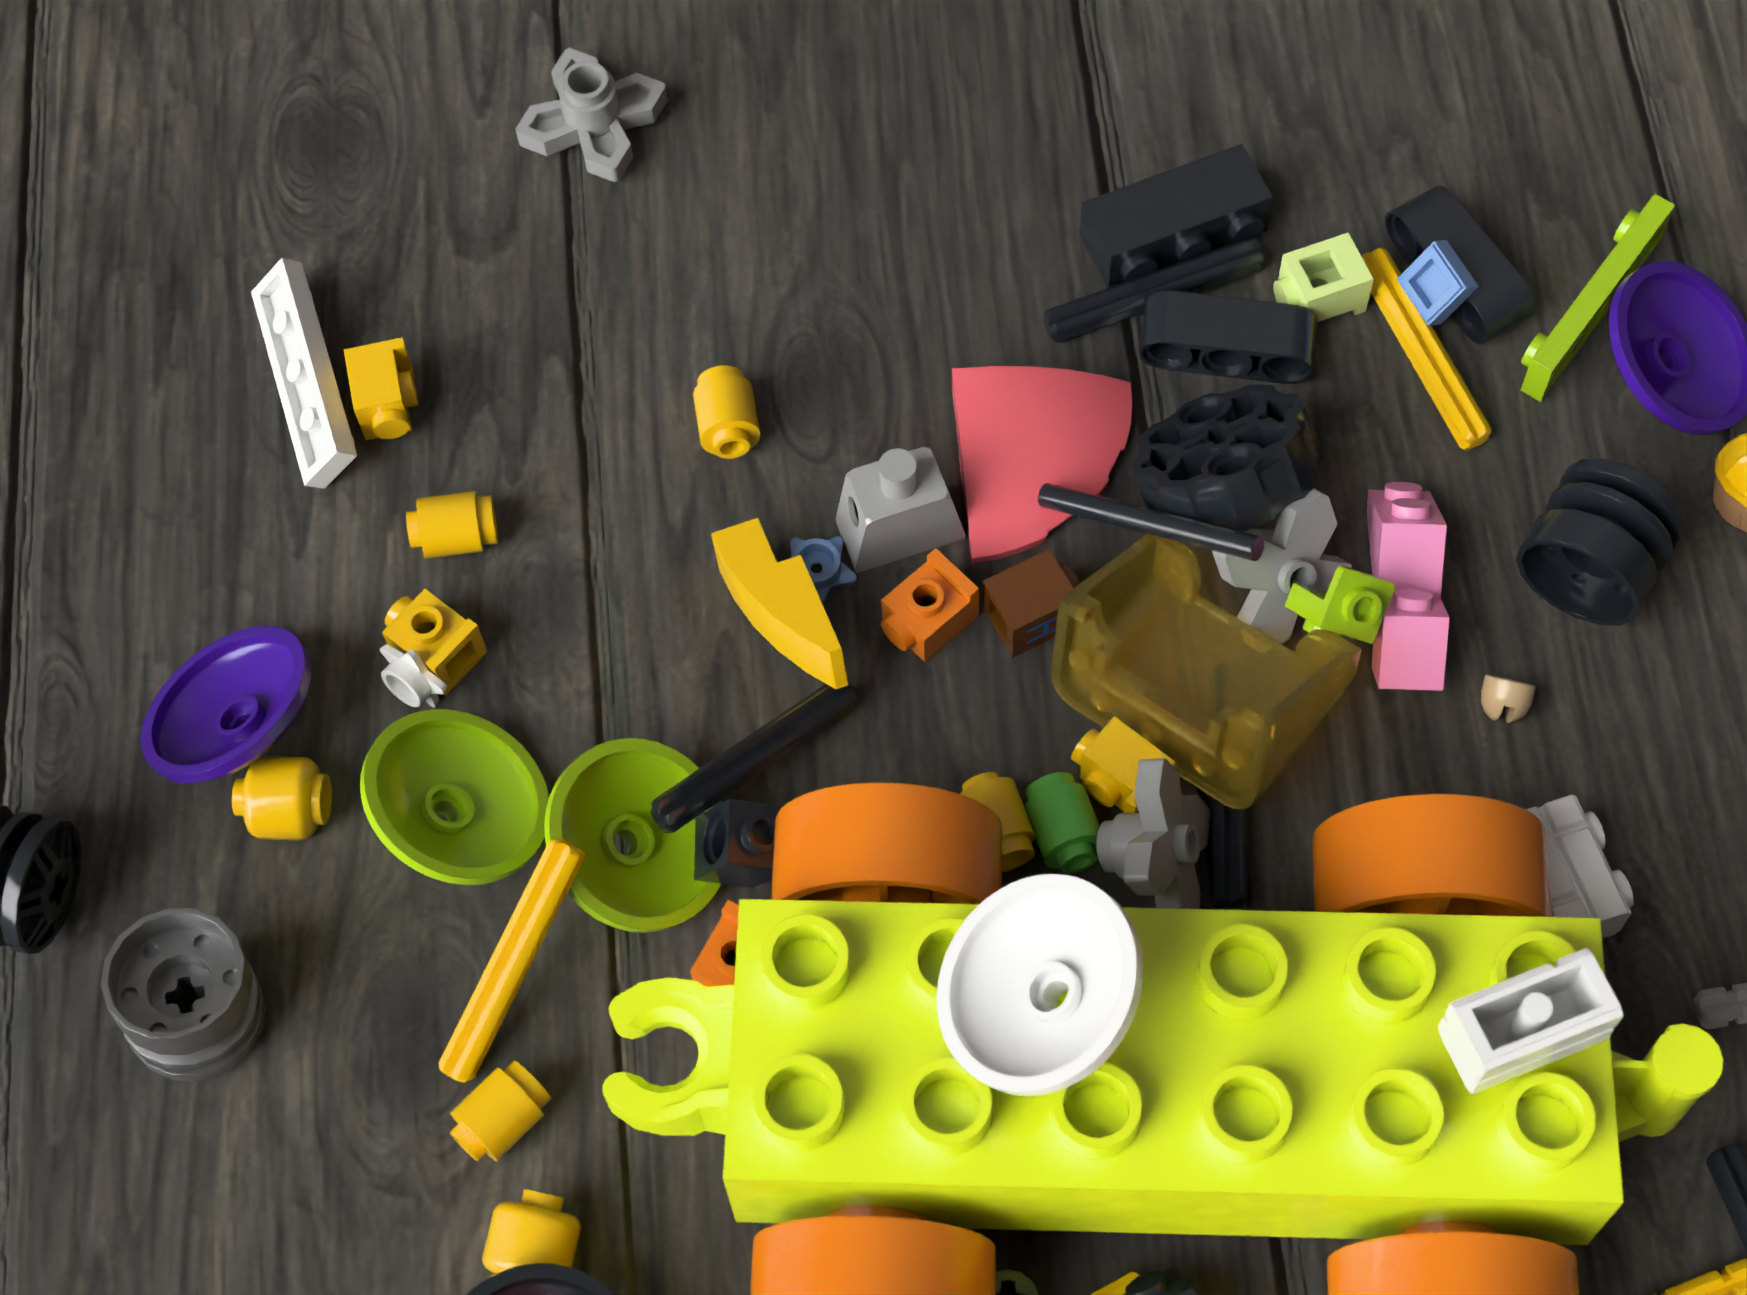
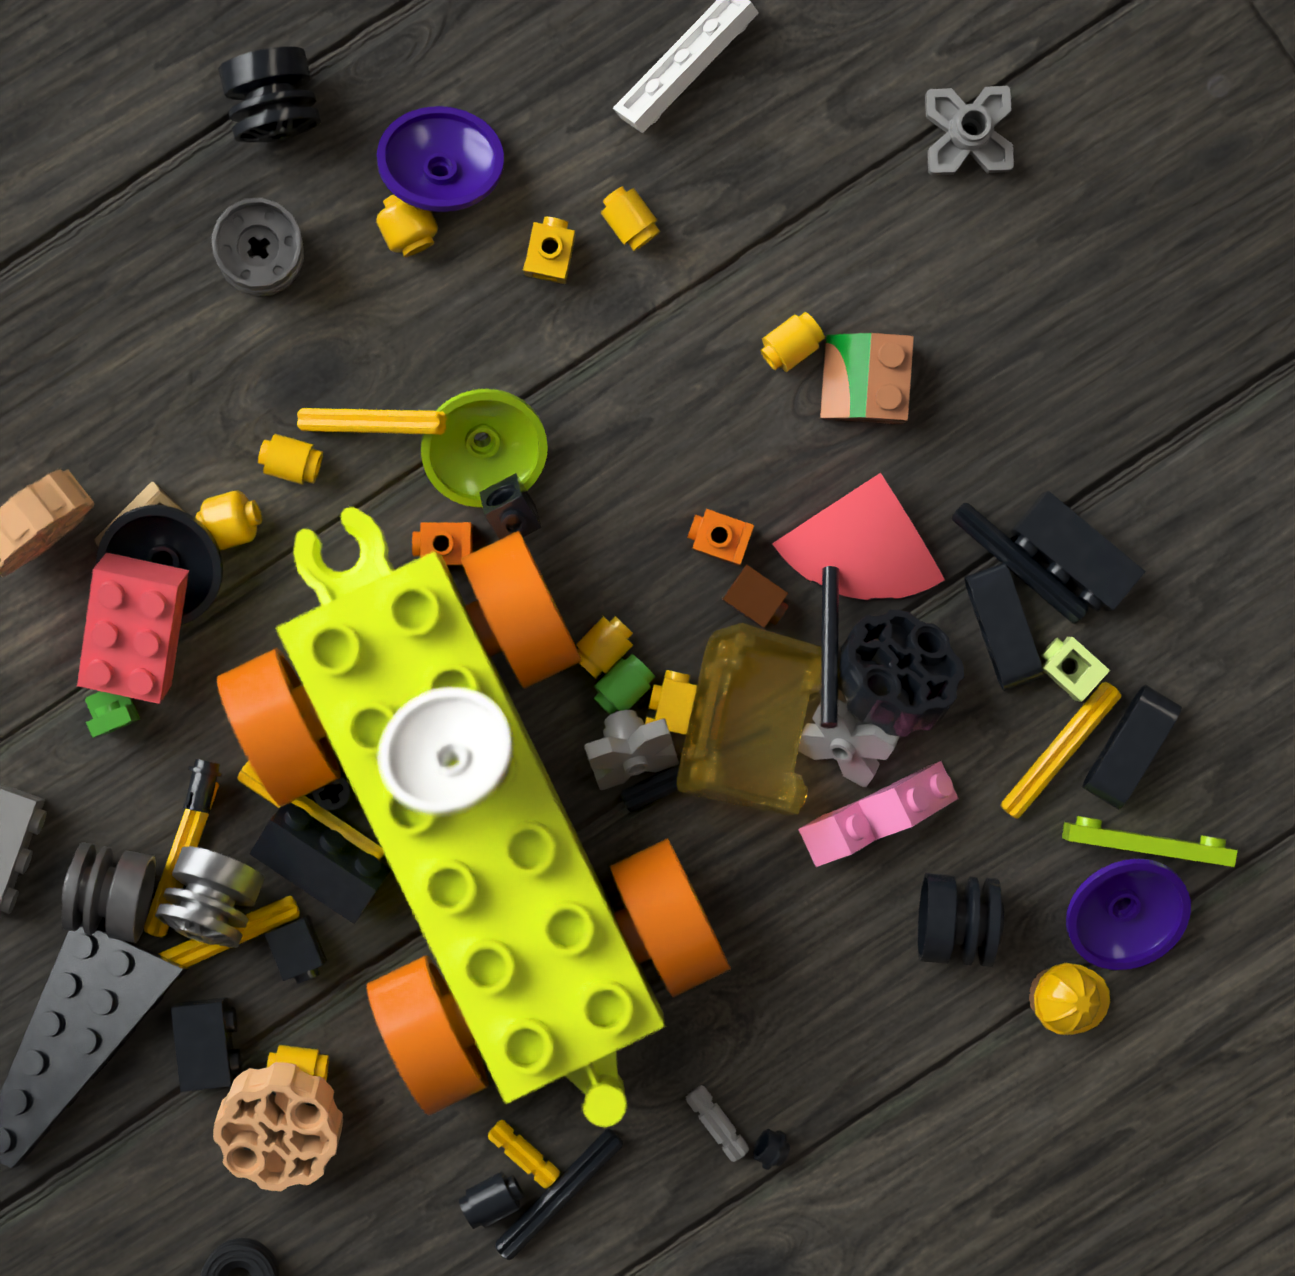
camera: 60 degrees right, 25 degrees up
(382, 388) = (697, 118): yellow brick -> none
(409, 678) = (516, 254): white plate -> none
(469, 775) = (473, 341): lime dish -> none
(751, 756) = (571, 486): black axle -> none
(779, 601) = (676, 447): yellow slope -> none
(824, 346) = (867, 377): none -> nougat slope
(828, 556) = (723, 441): medium blue plate -> none
(896, 509) = (774, 487): light grey torso -> none
(1348, 608) = (827, 786): lime bracket -> none
(1437, 282) = (1102, 741): medium blue tile -> none
(1506, 692) = (838, 903): tan hinge -> none
(1529, 1020) = (559, 1019): white brick -> none
(1577, 868) = (730, 994): white brick -> none

